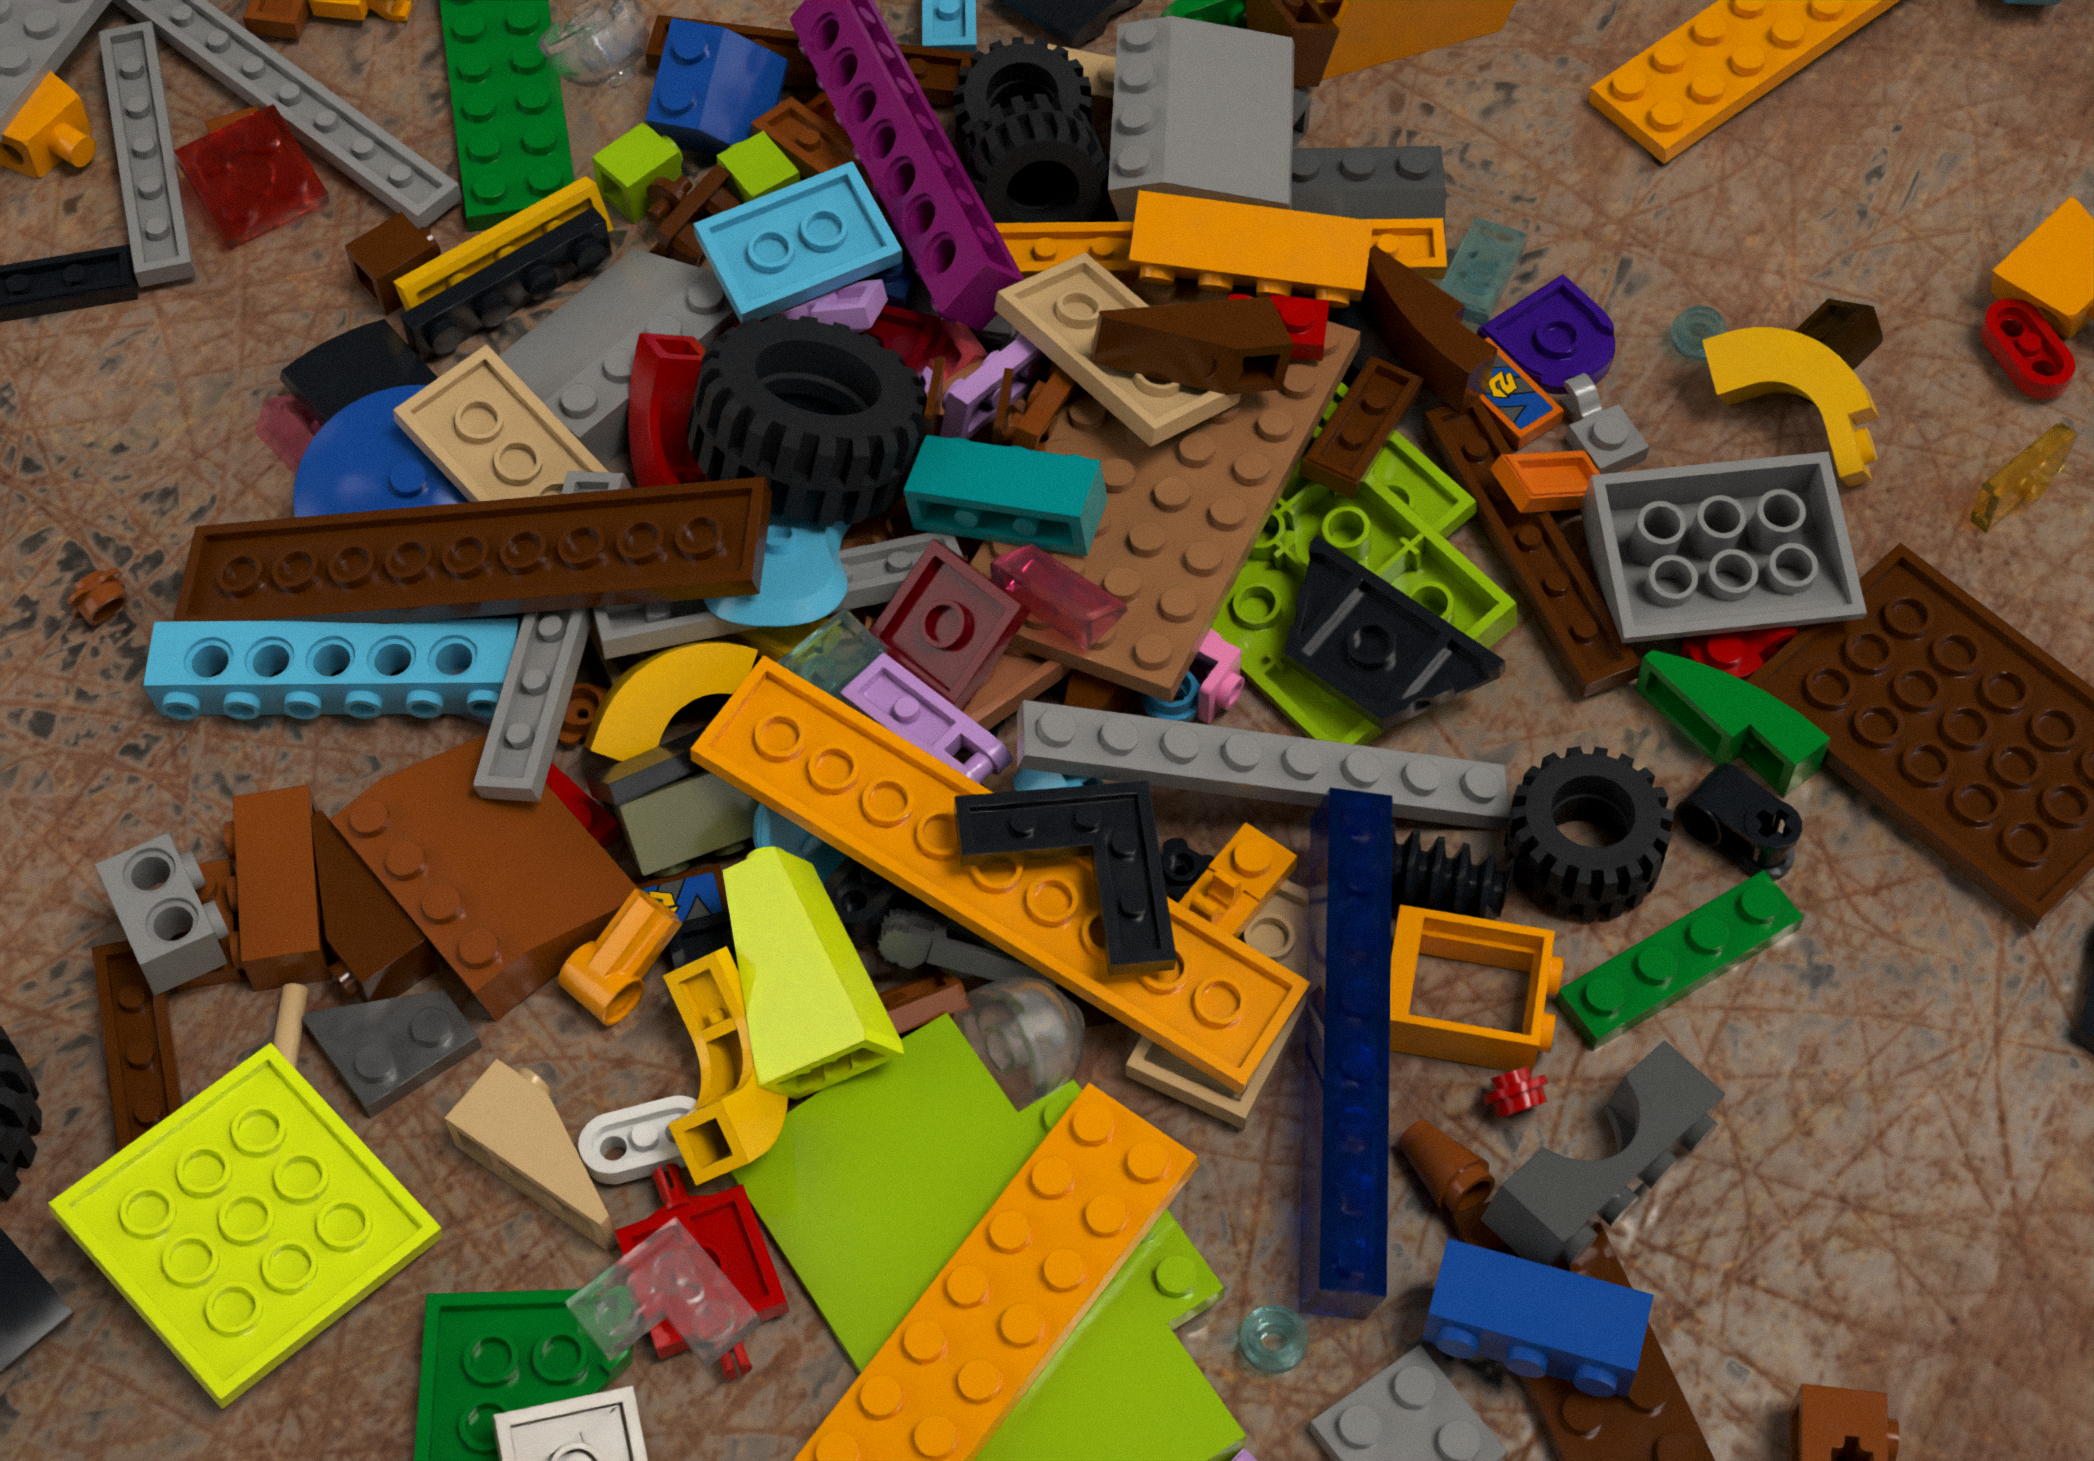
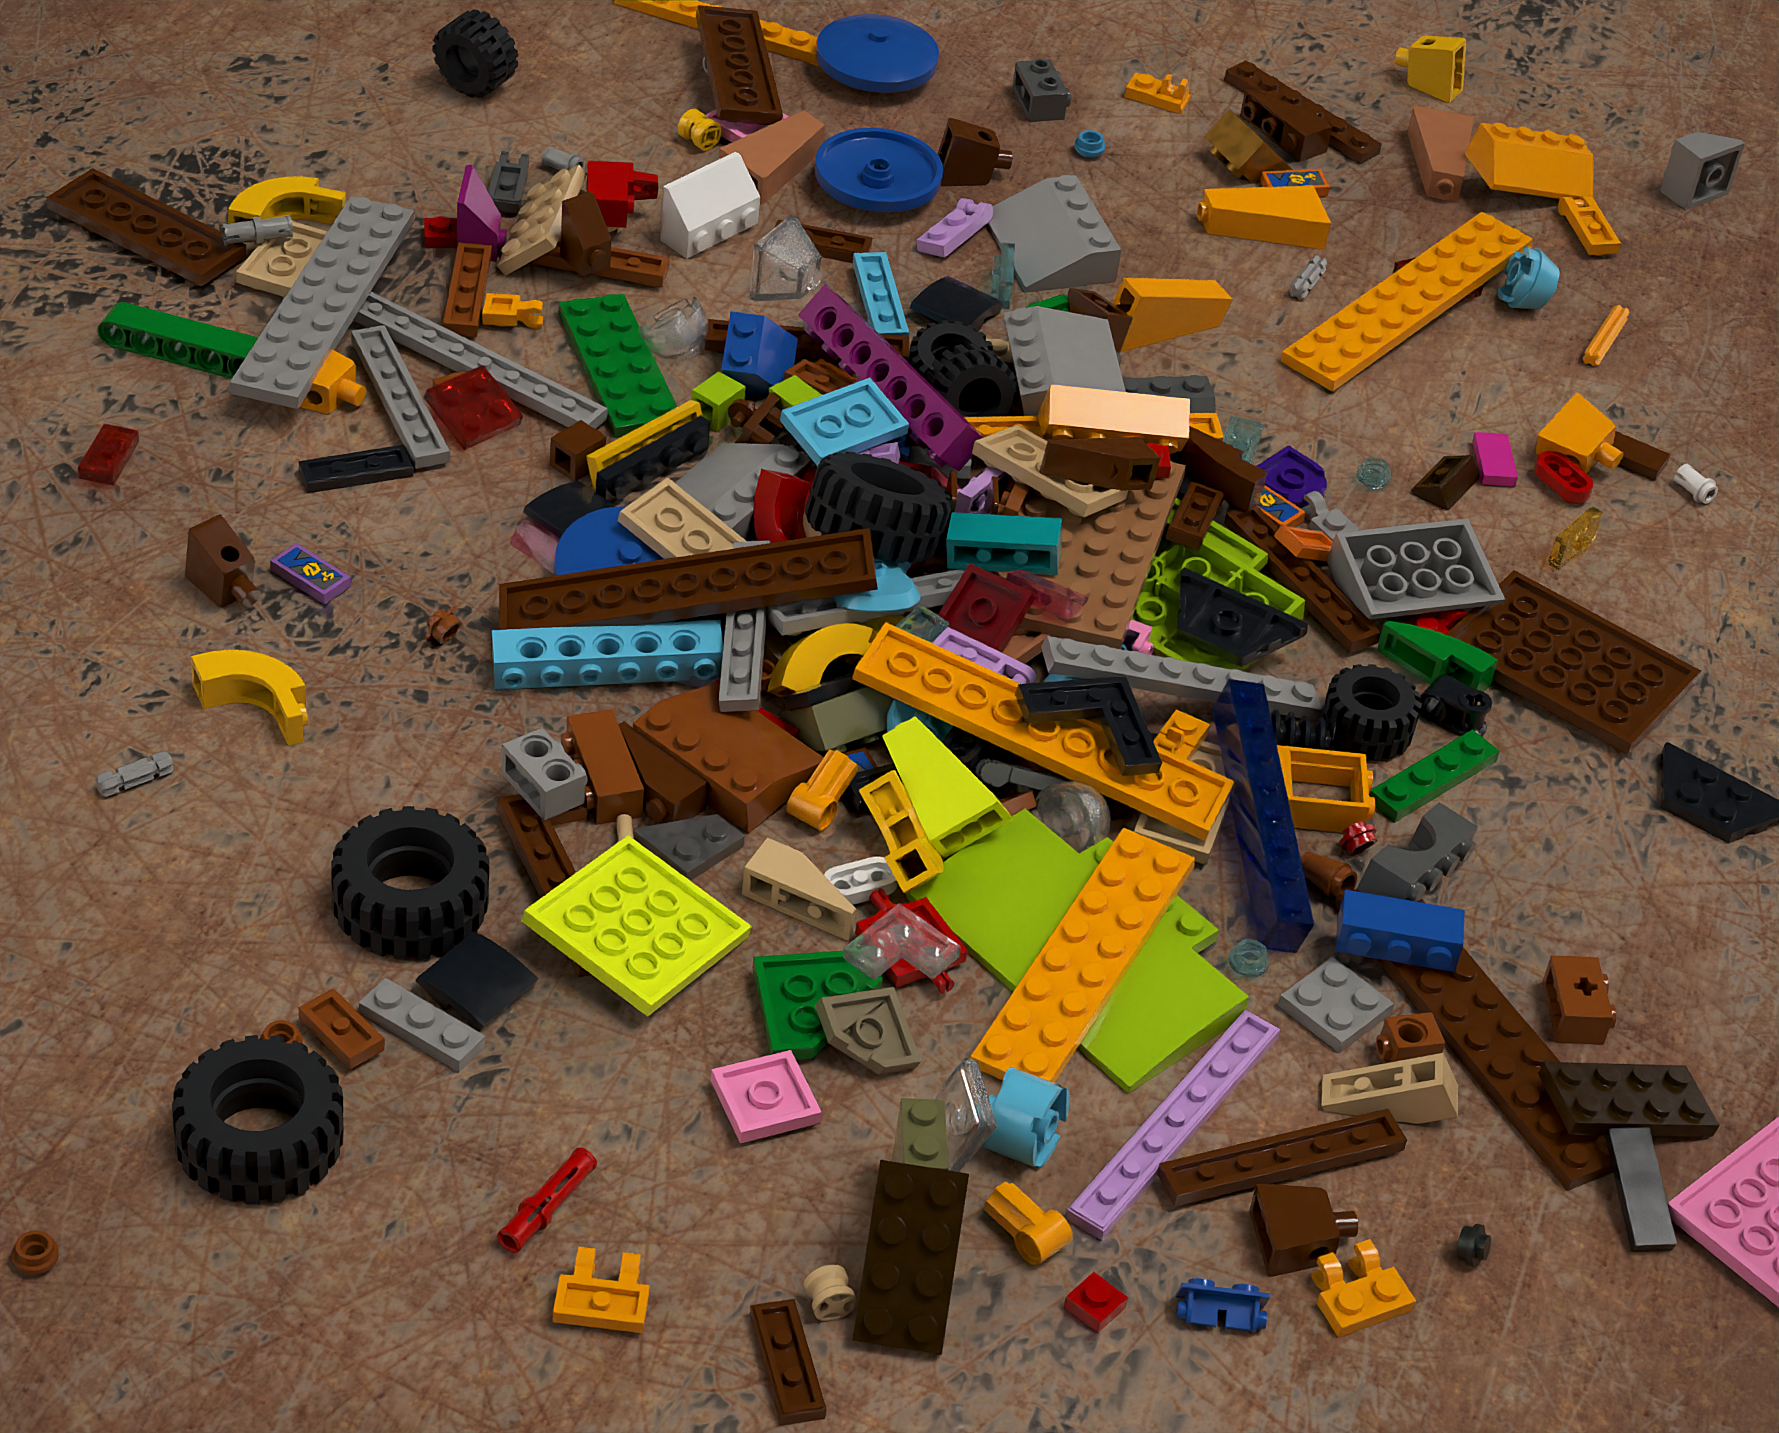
camera: 15 degrees left, 15 degrees down
(1784, 361) = (1439, 481): yellow arch -> none
(1915, 307) = (1494, 459): none -> dark pink tile

